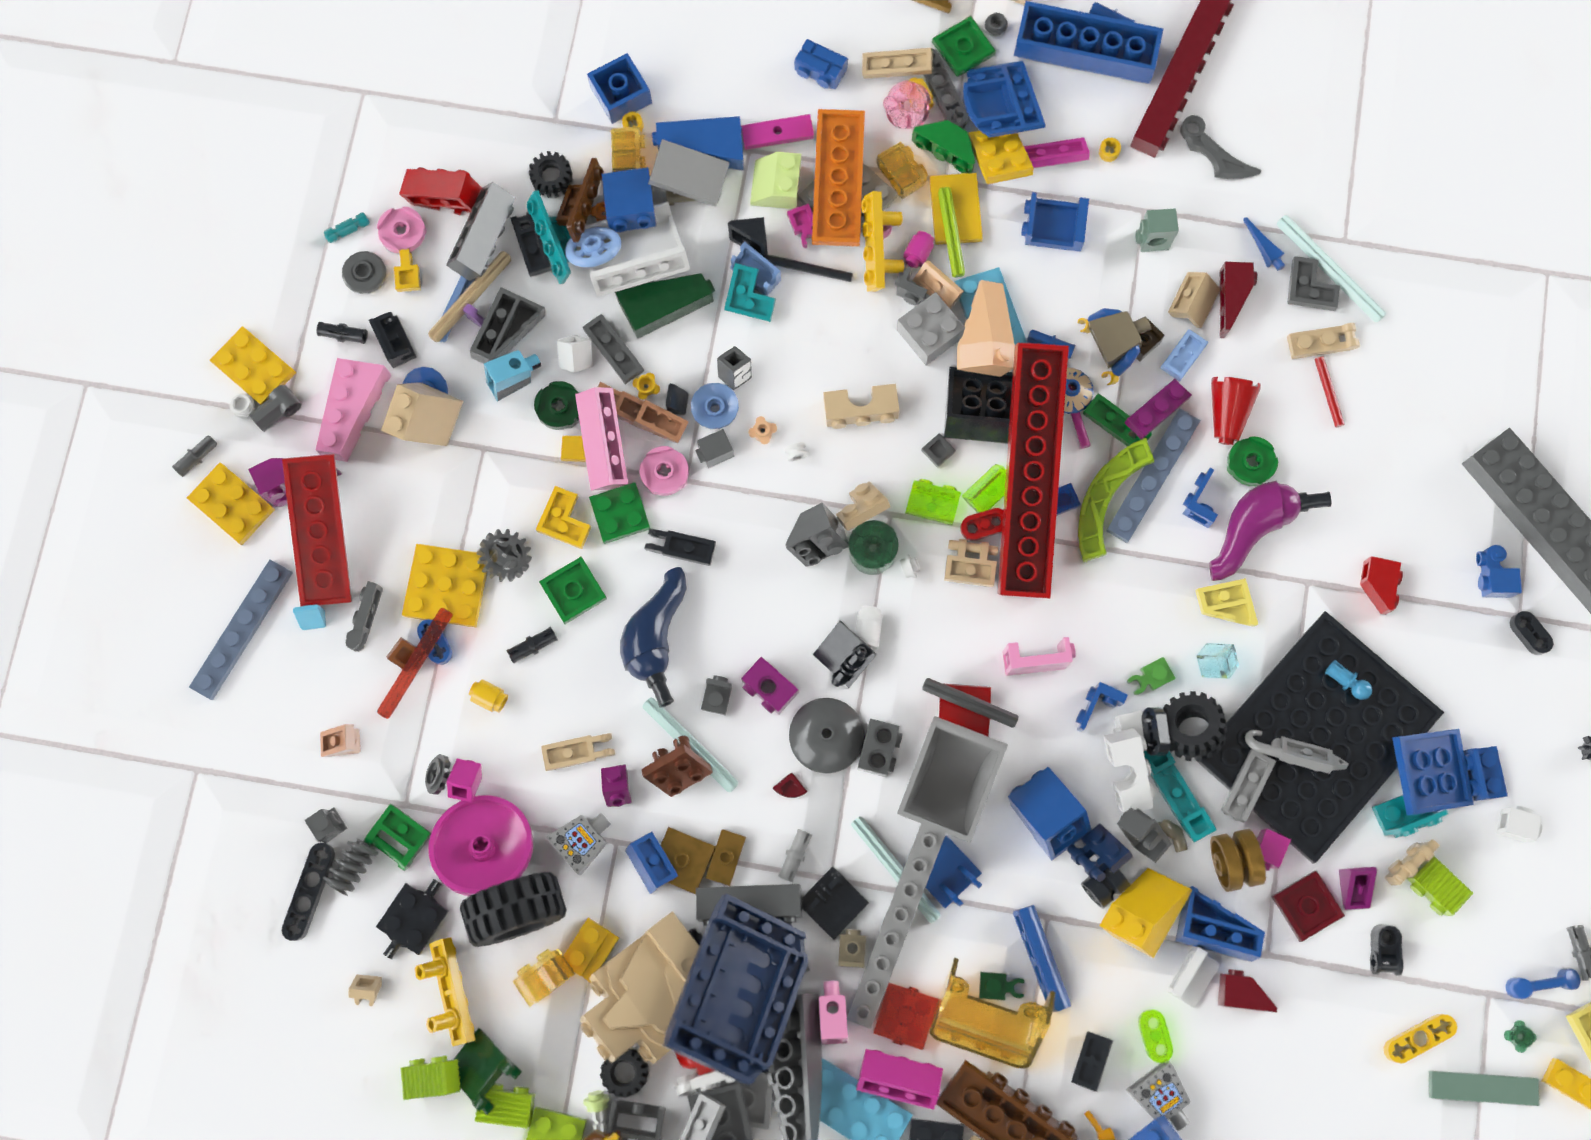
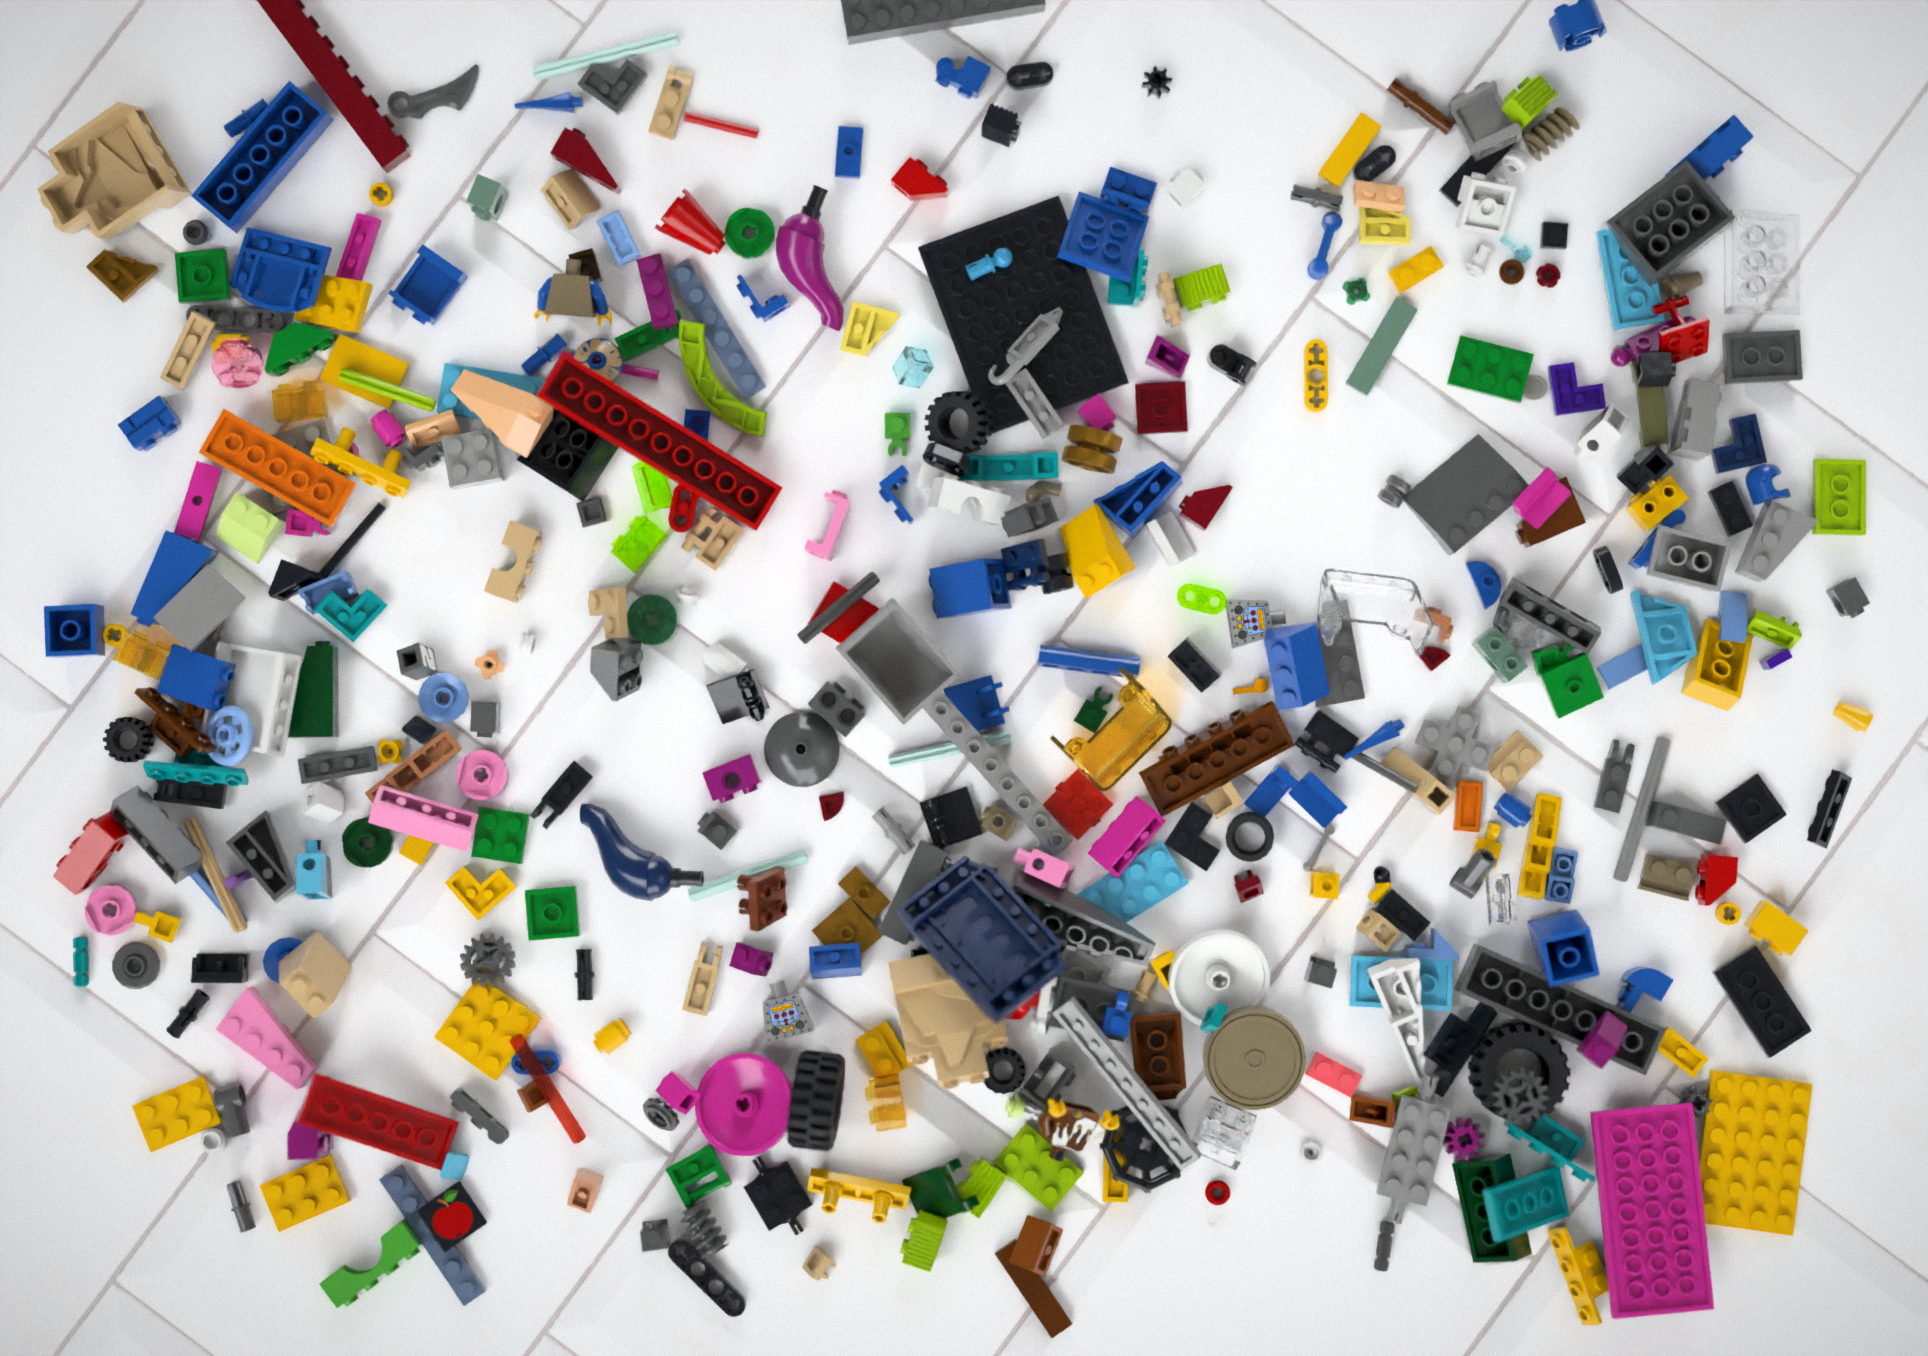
camera: 70 degrees left, 10 degrees up
(168, 576) = (346, 1282): none -> bright green arch
(263, 636) = (451, 1216): none -> tile
(1370, 510) = (849, 152): none -> blue plate
(1476, 628) = (1001, 125): none -> black brick

